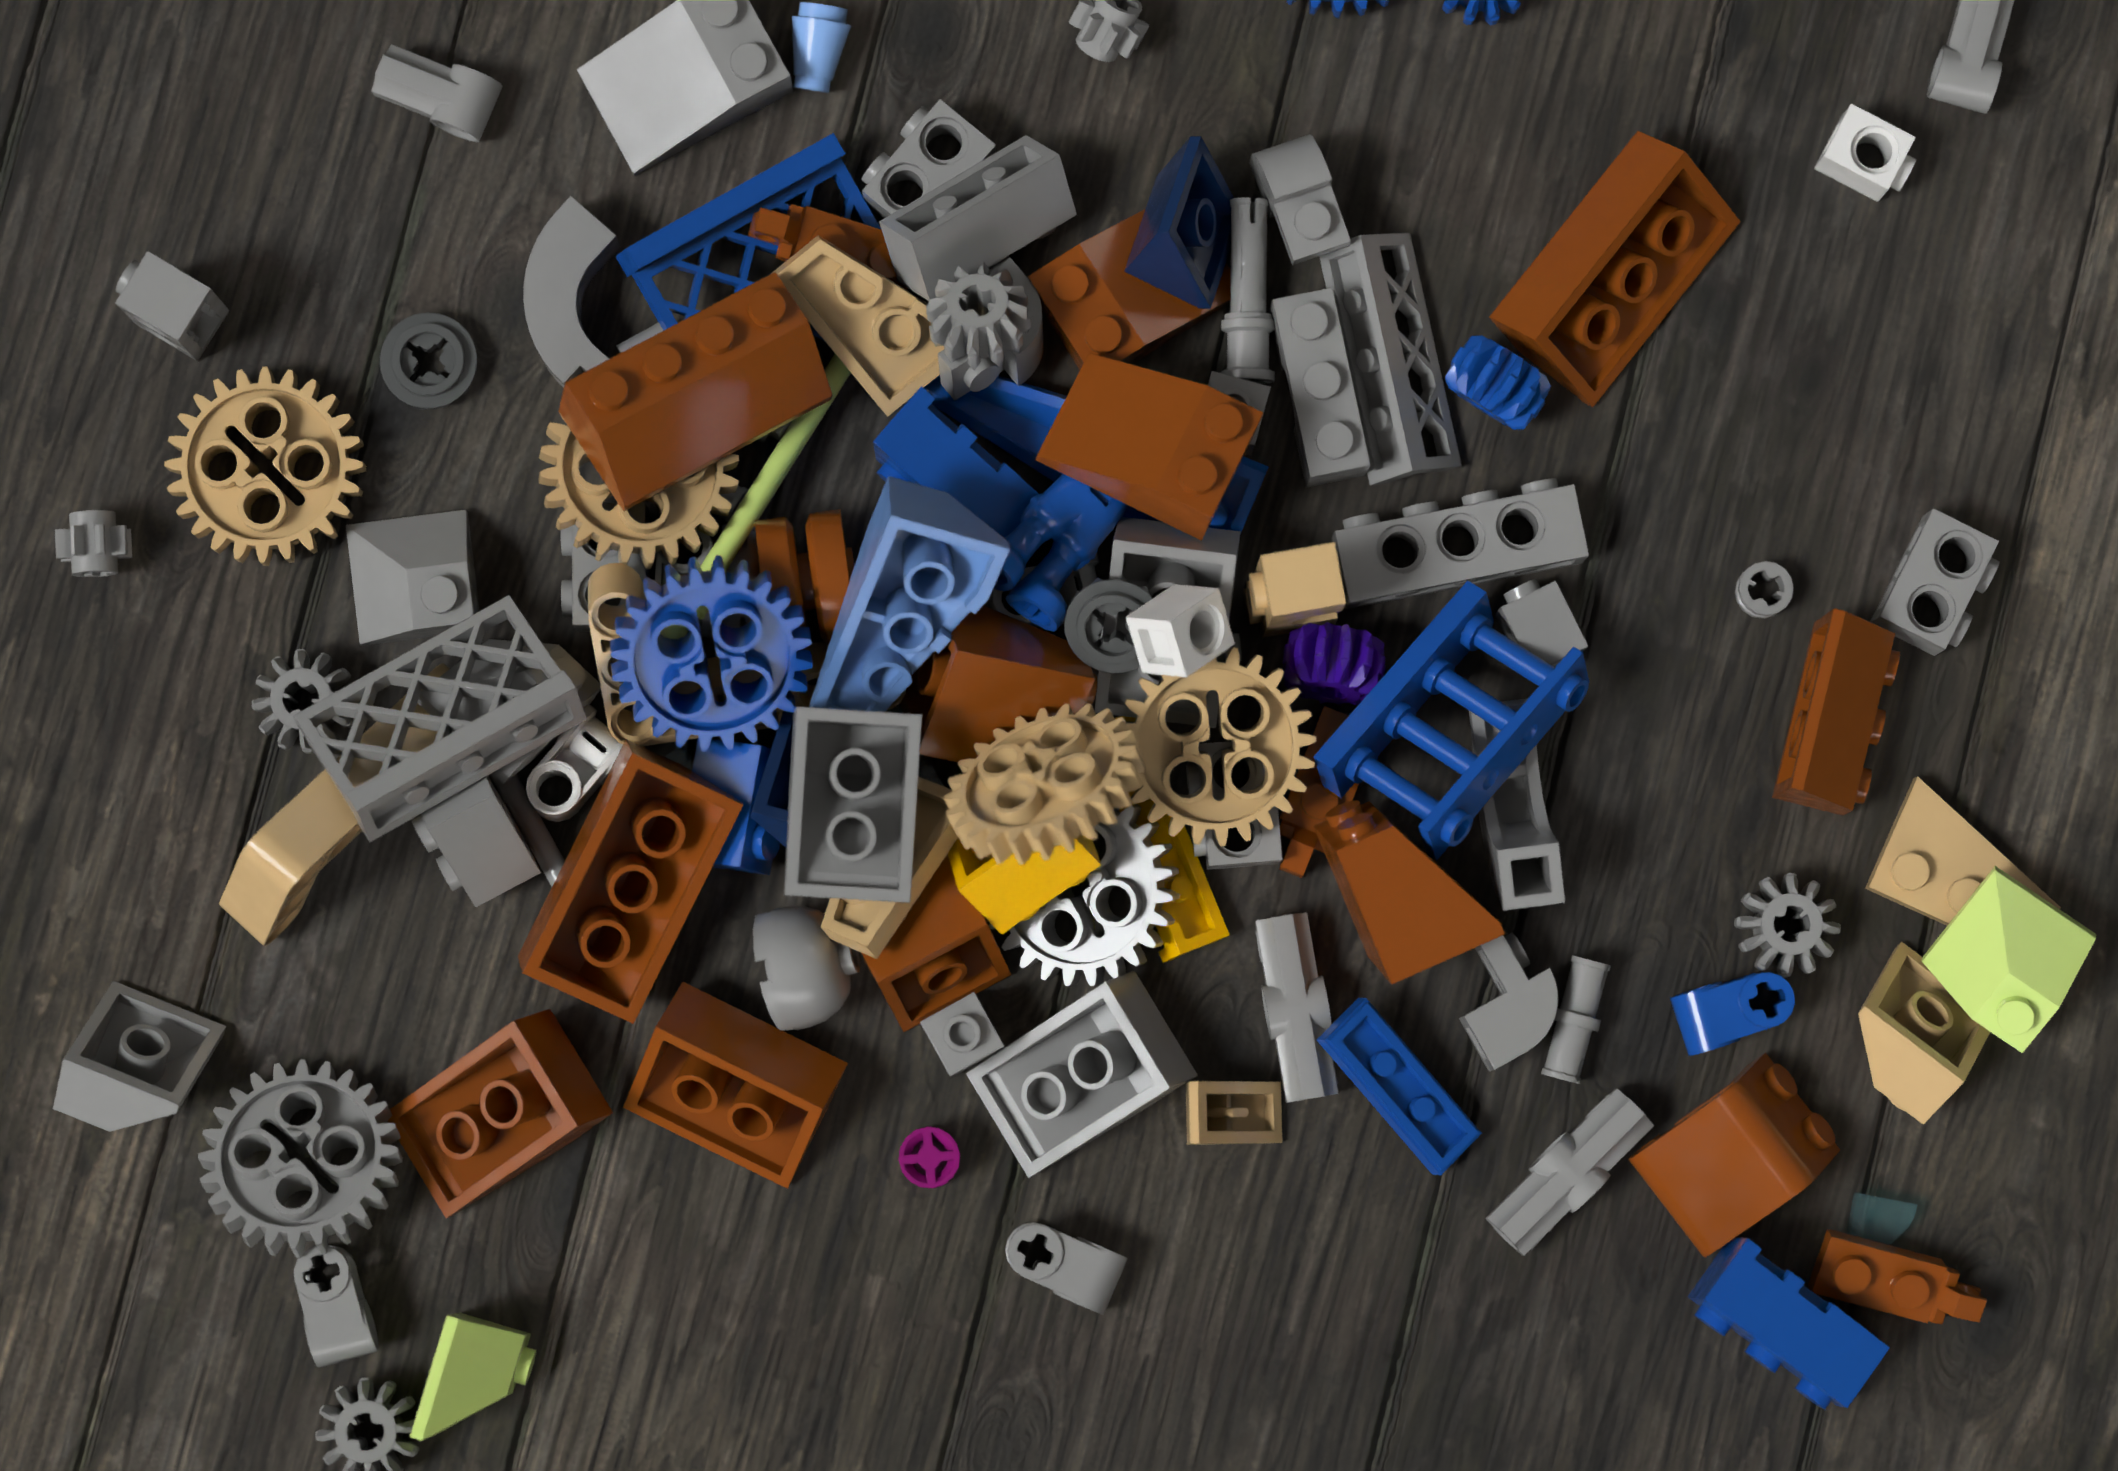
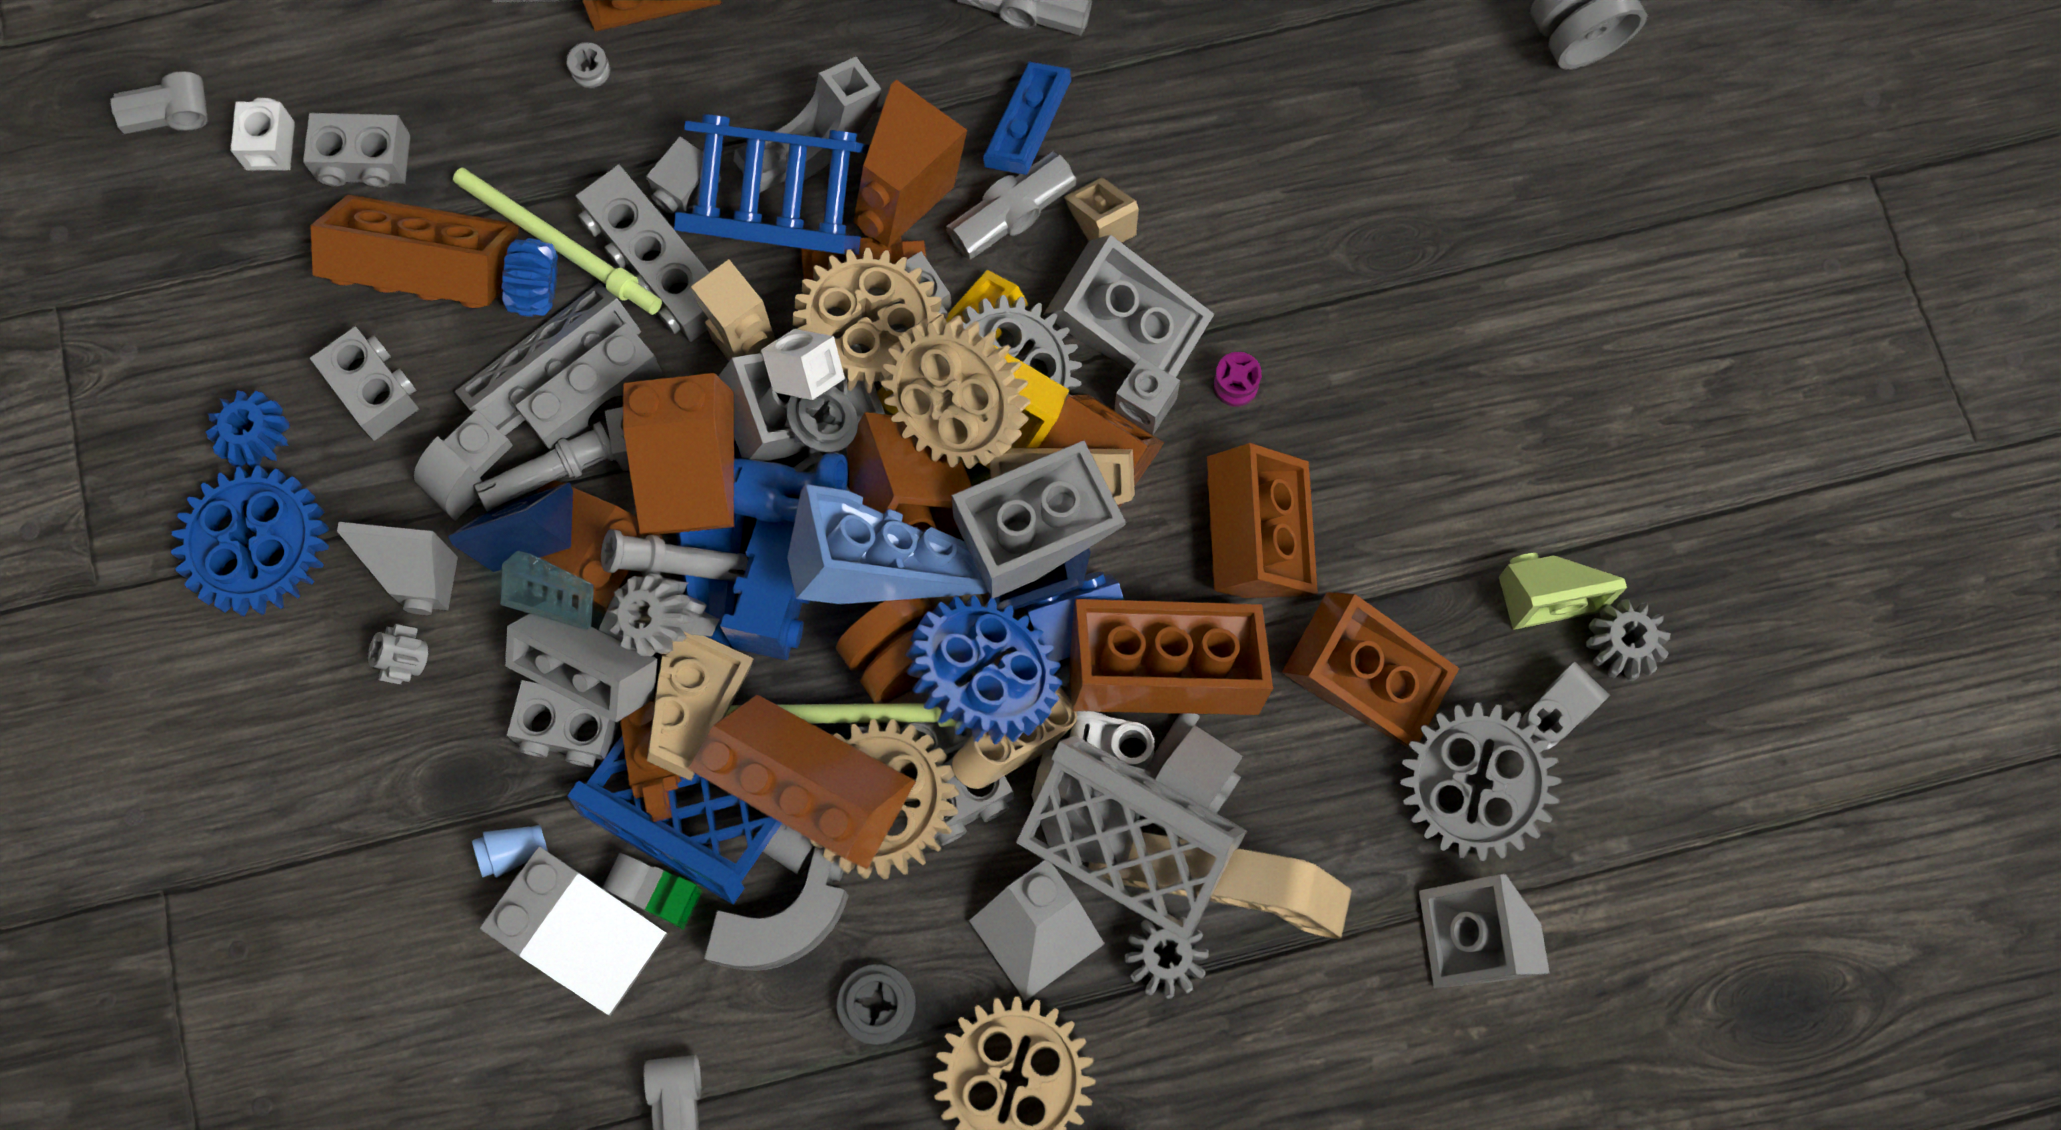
camera: 110 degrees left, 10 degrees down
(686, 177) = (653, 890): none -> leg
(803, 967) = (1160, 511): light grey cylinder -> none
(1053, 357) = (654, 556): none -> light grey pin
(1075, 1268) = (1255, 260): light grey piece -> none
(1083, 217) = (519, 595): none -> clear light blue slope
(1206, 75) = (406, 562): none -> light grey slope
(1333, 663) = (774, 280): dark purple gear -> none
(1434, 483) = (617, 281): none -> yellowish green bar
(1463, 118) = (361, 386): none -> light grey brick
(1521, 1013) = (945, 74): light grey brick -> none
(1576, 1019) = (926, 41): light grey pin -> none
(1796, 262) = (359, 139): none -> light grey brick

